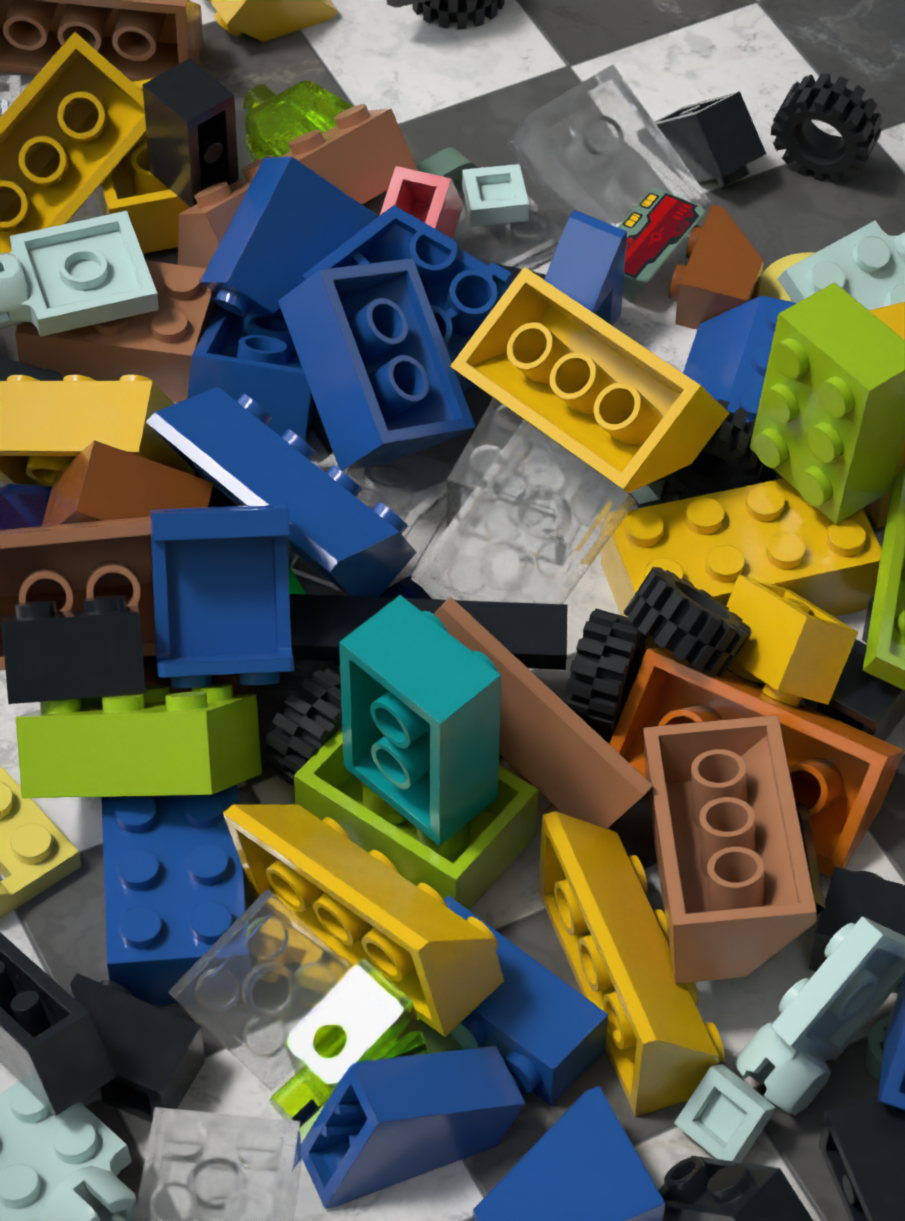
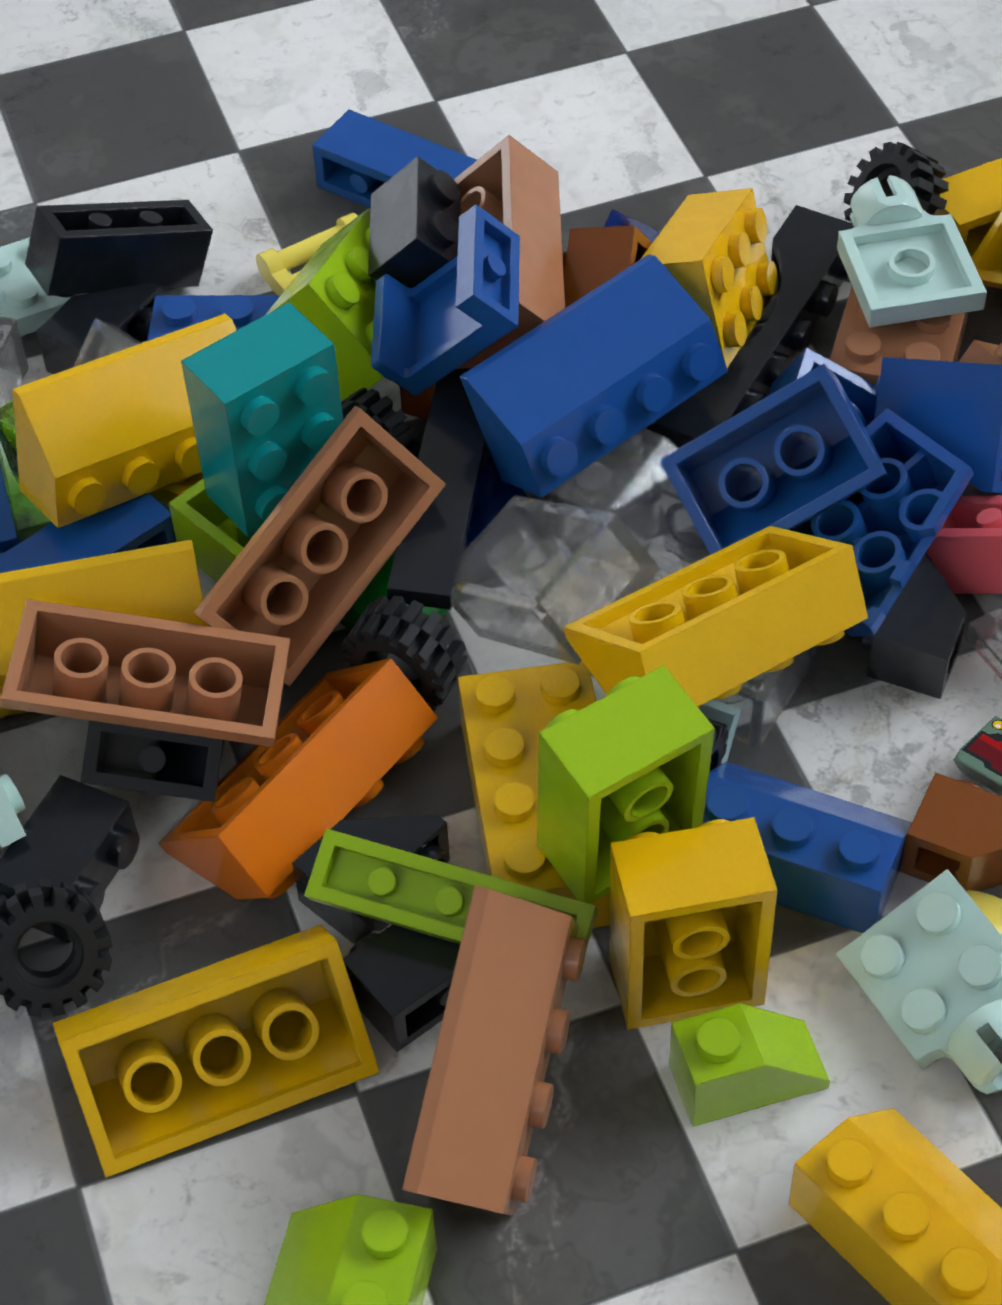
camera: 100 degrees right, 0 degrees up
(590, 265) = (947, 684): slope -> none
(687, 622) = (446, 690): black tyre -> none
(791, 643) = (395, 781): yellow brick -> none

